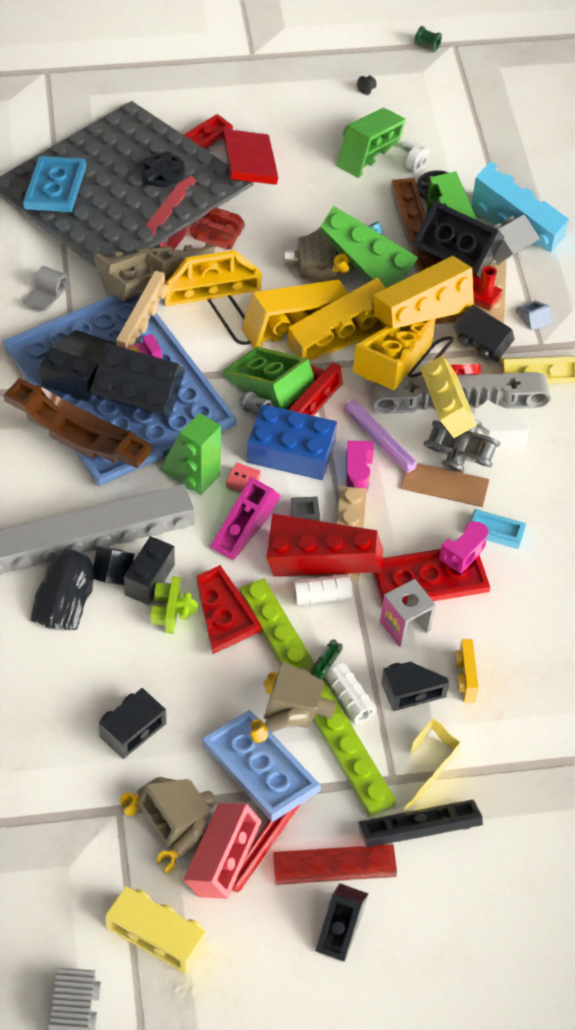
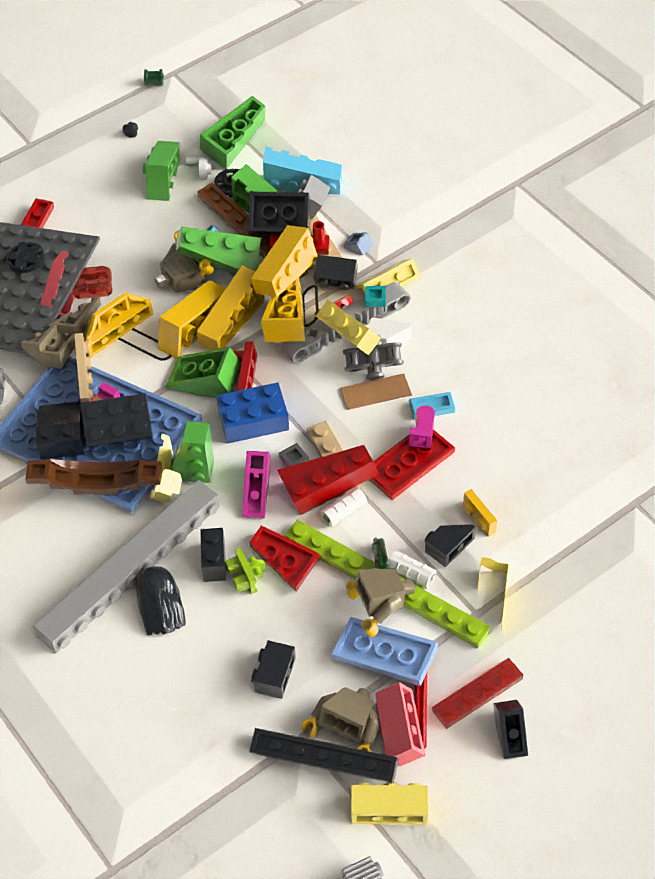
camera: 25 degrees left, 0 degrees up
(111, 565) = (183, 564): black panel -> none
(121, 840) = (324, 755): none -> black plate
(152, 468) = (169, 479): none -> light yellow piece
(240, 476) = (233, 456): coral tile -> none
(250, 157) = (84, 219): red tile -> none
(250, 401) = (202, 398): light grey pin -> none
(357, 457) = (306, 404): dark pink leg -> none
(380, 436) = (310, 378): lavender axle -> none
(396, 615) = (412, 491): light grey piece -> none
(420, 823) = (517, 633): black plate -> none
(473, 132) = (232, 132): none -> bright green wedge
(505, 378) = (375, 296): none -> teal plate

